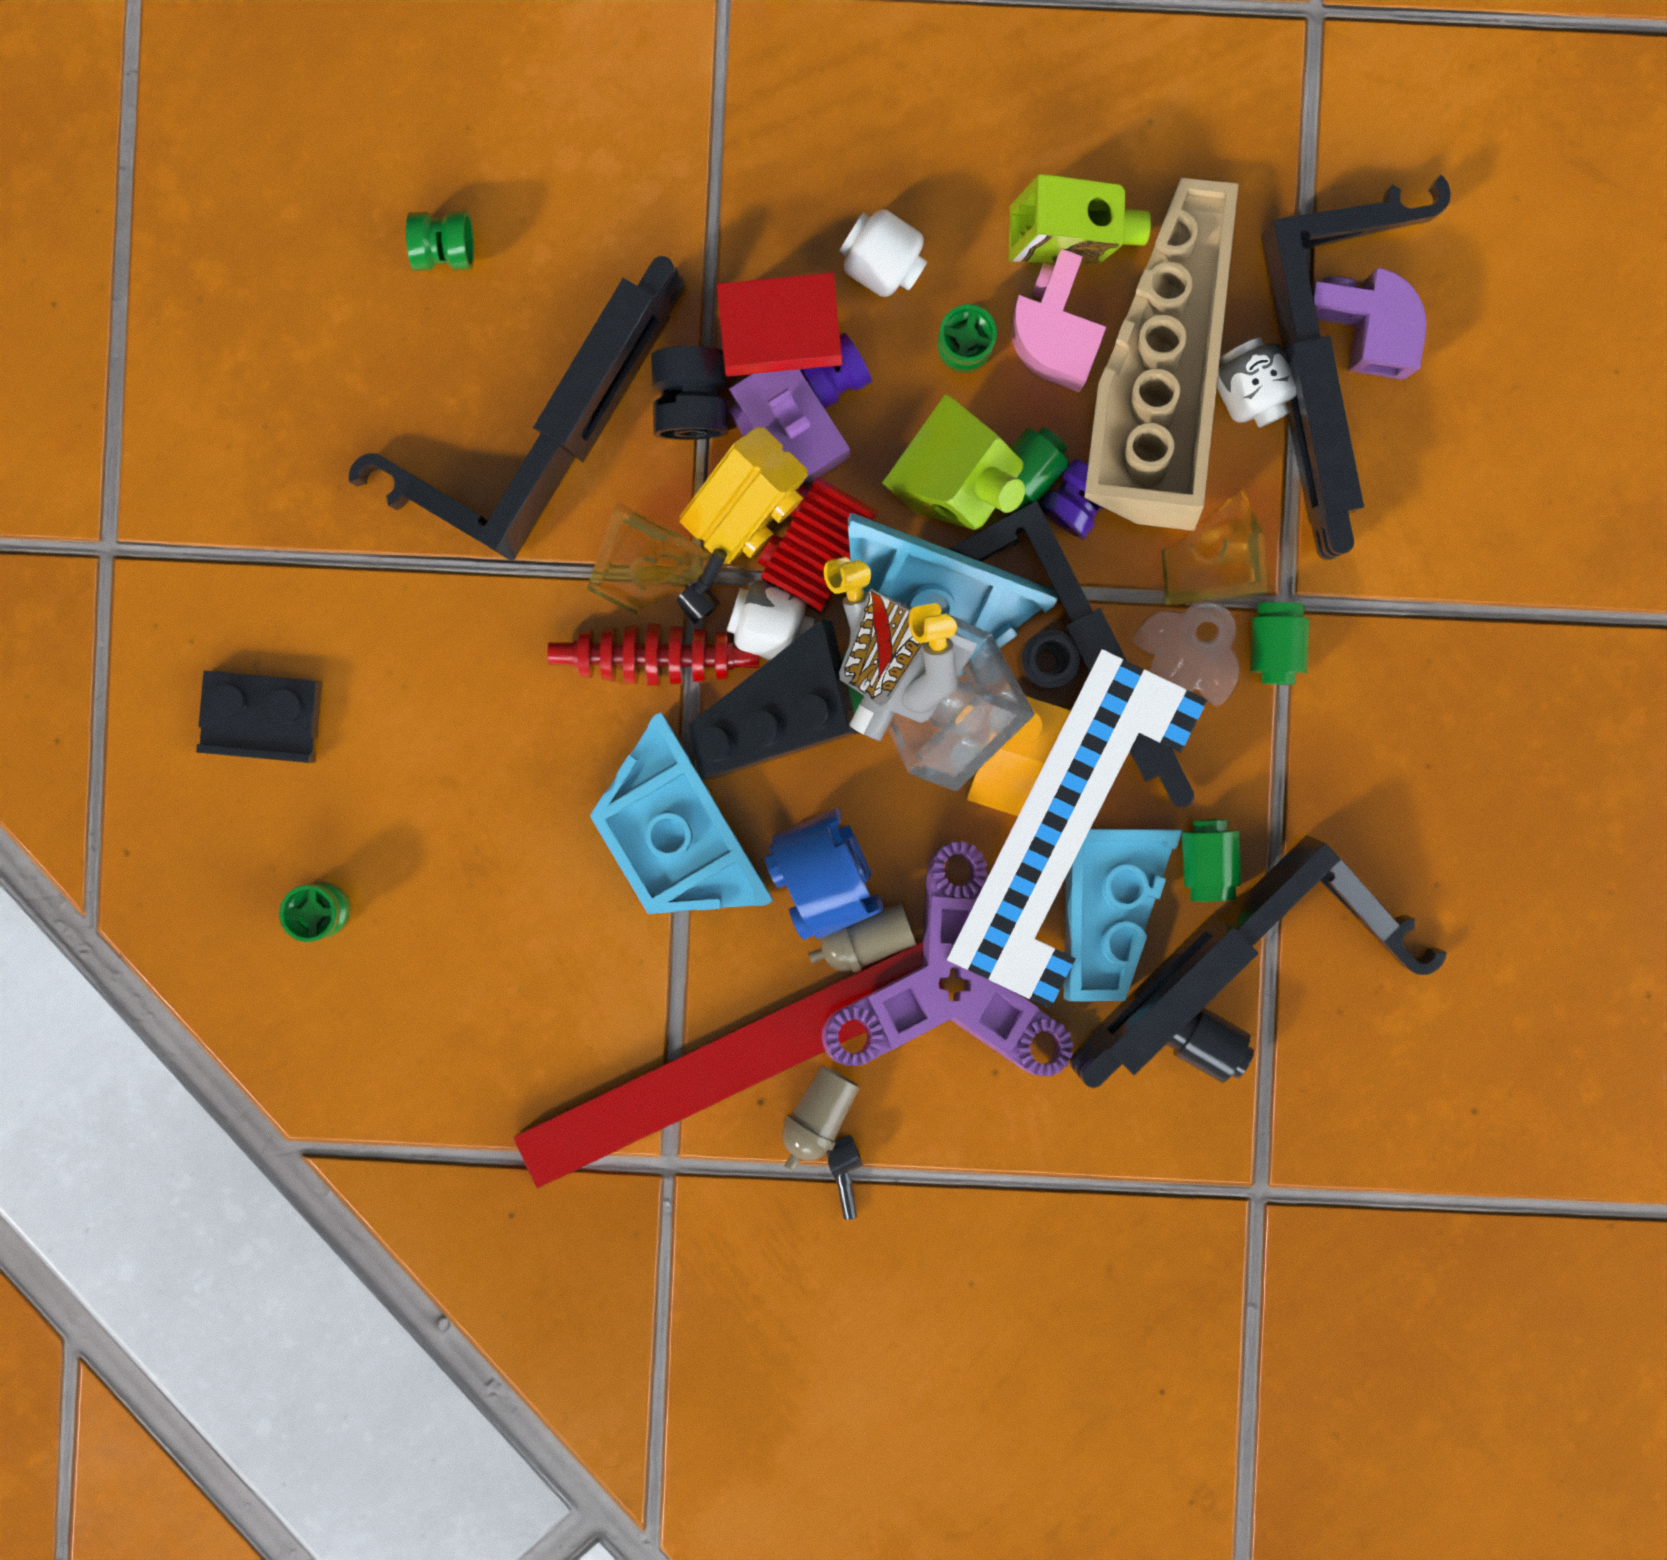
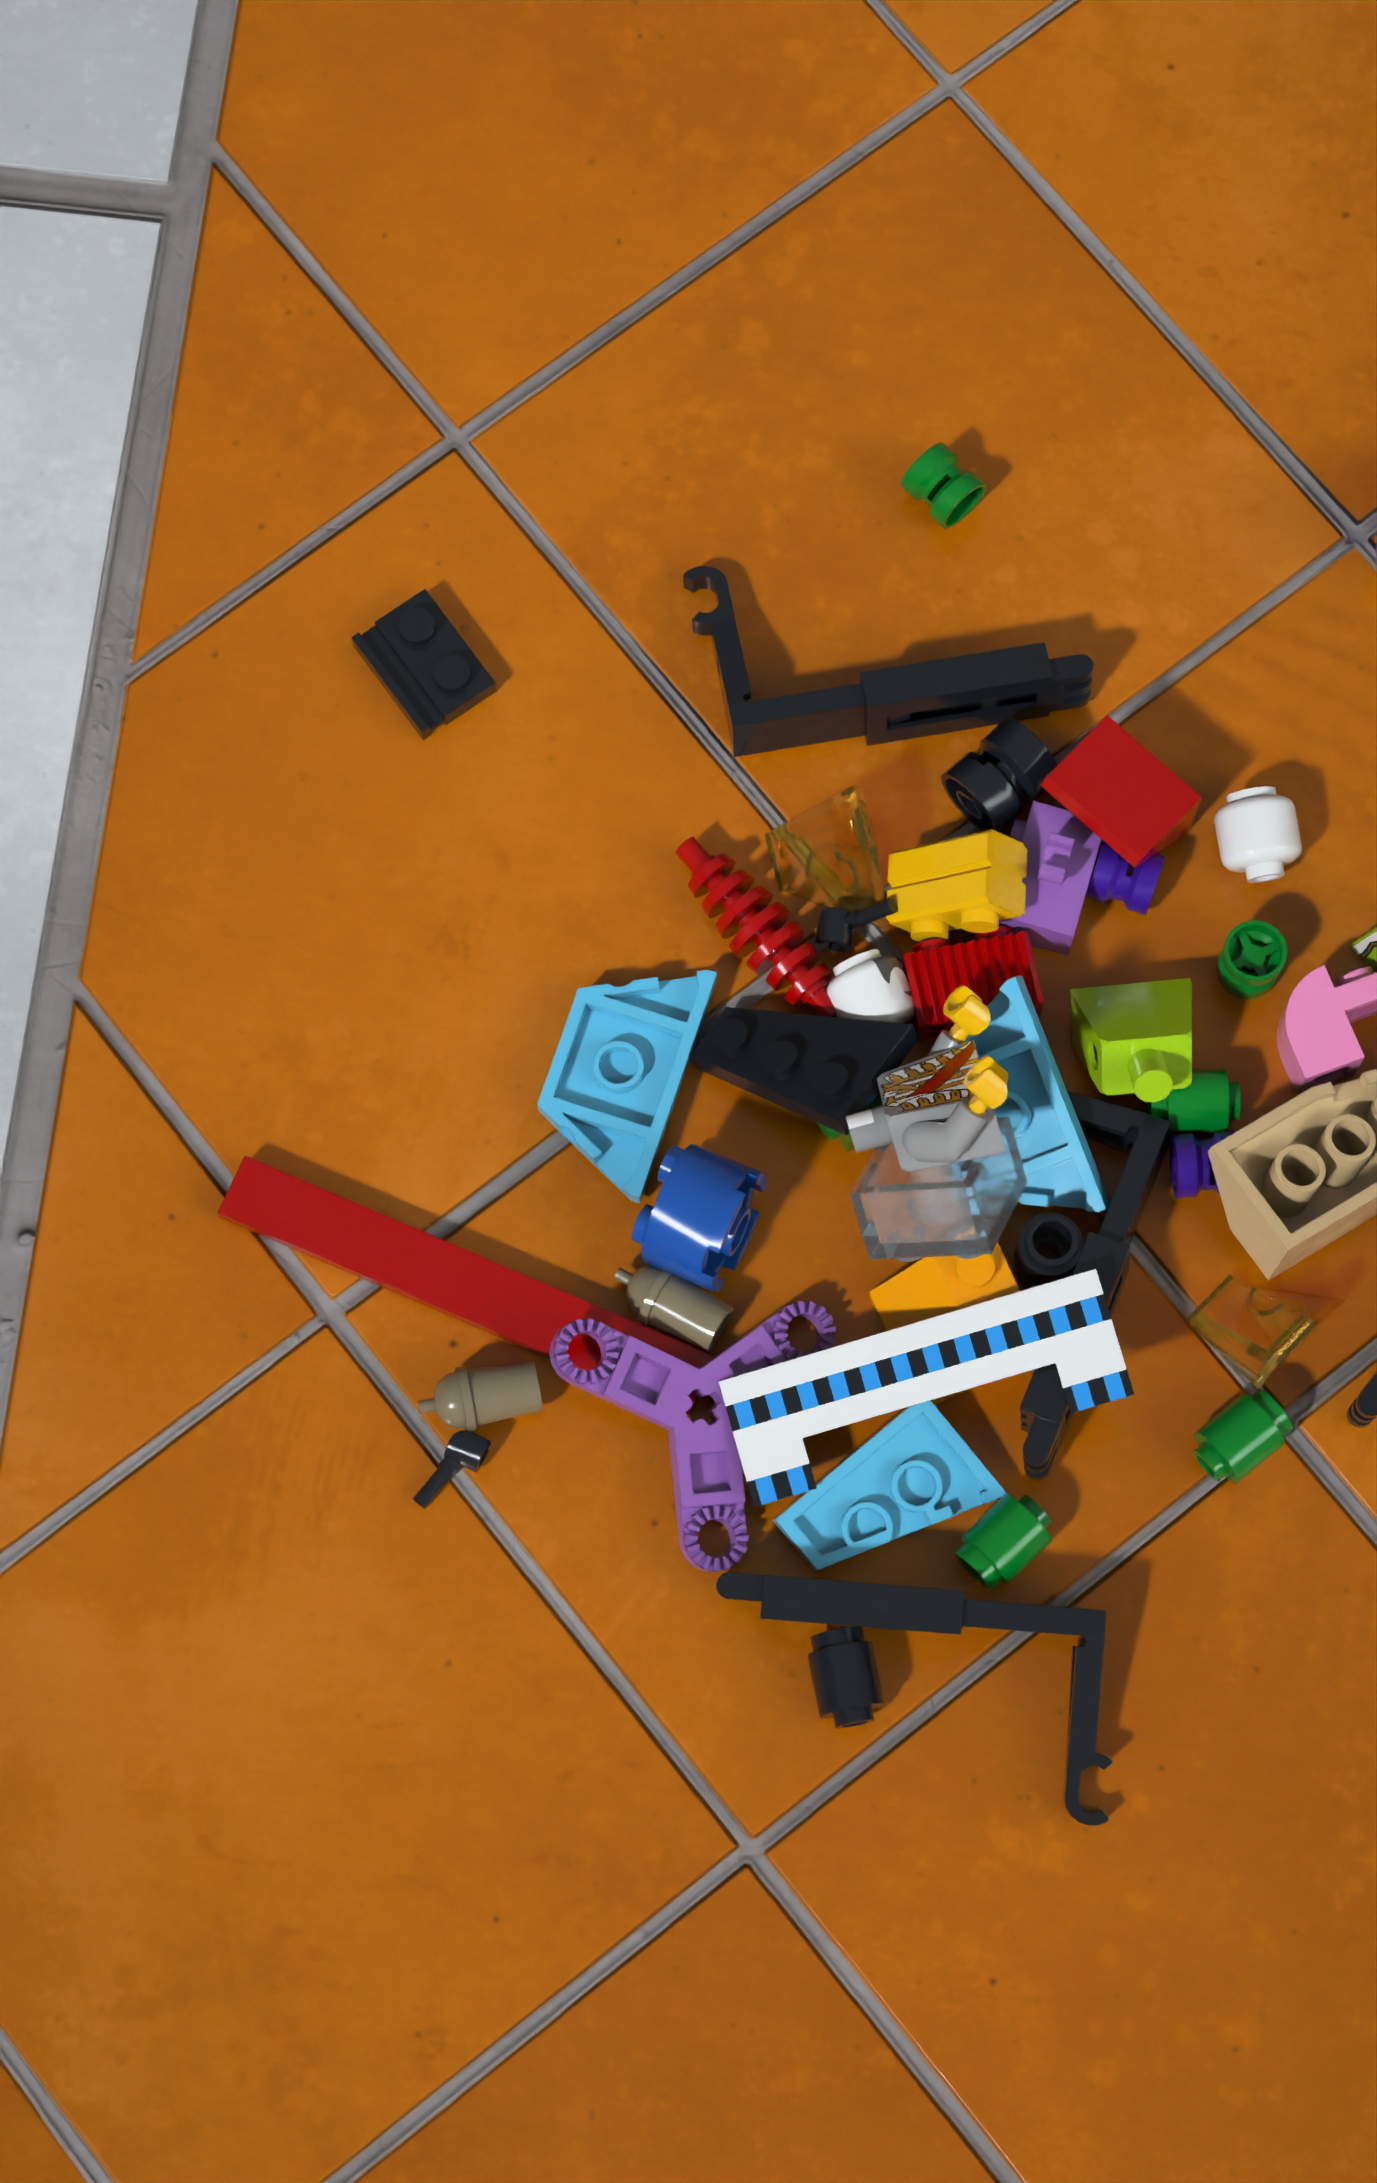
camera: 50 degrees right, 15 degrees down
(302, 913) = (295, 823): green wheel -> none
(1185, 657) = (1158, 1375): clear plate -> none

